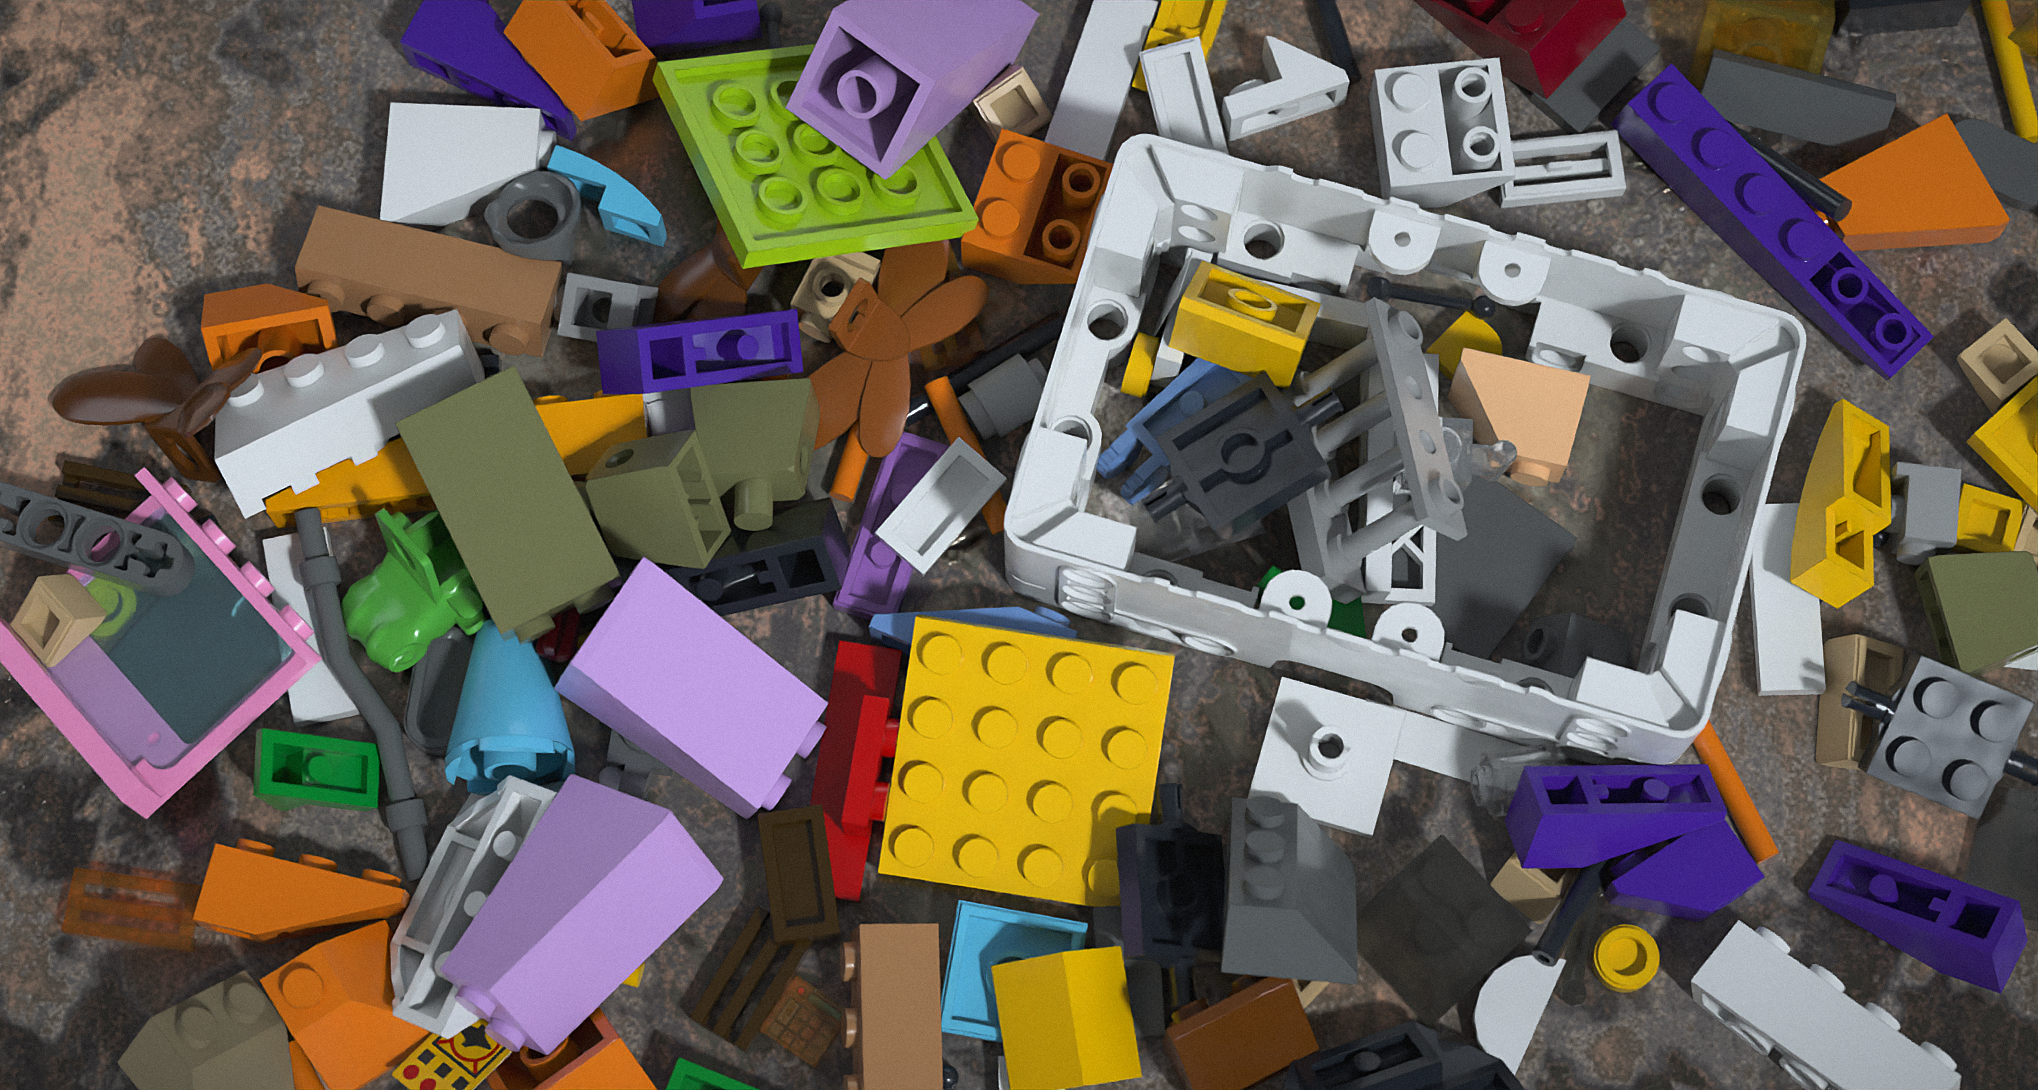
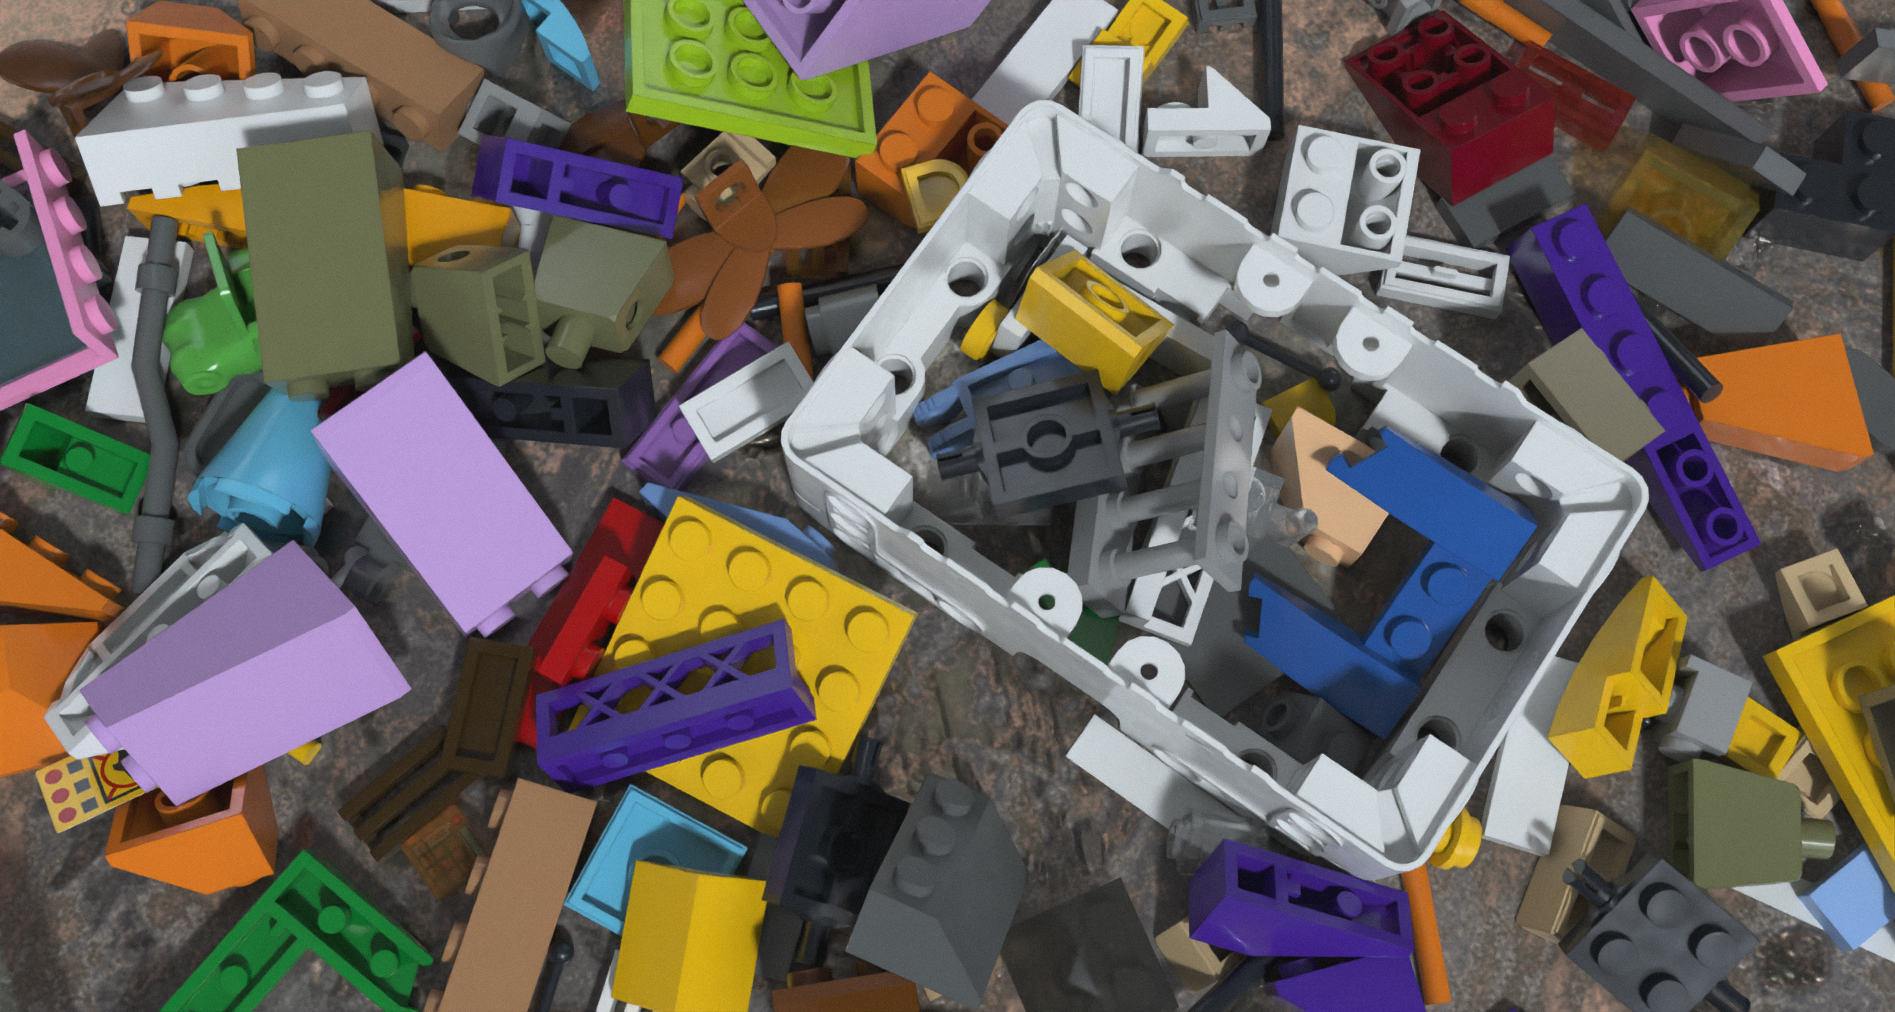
camera: 15 degrees right, 0 degrees up
(990, 831) = (668, 722): none -> dark purple fence
(1010, 104) = (952, 58): tan slope -> none
(1053, 249) = (931, 189): none -> yellow tile
(1328, 755) = (1037, 759): white tile -> none
(1661, 423) = (1472, 539): none -> blue wedge
(1727, 254) = (1588, 394): none -> dark tan slope
(1735, 703) = (1458, 843): none -> yellow plate

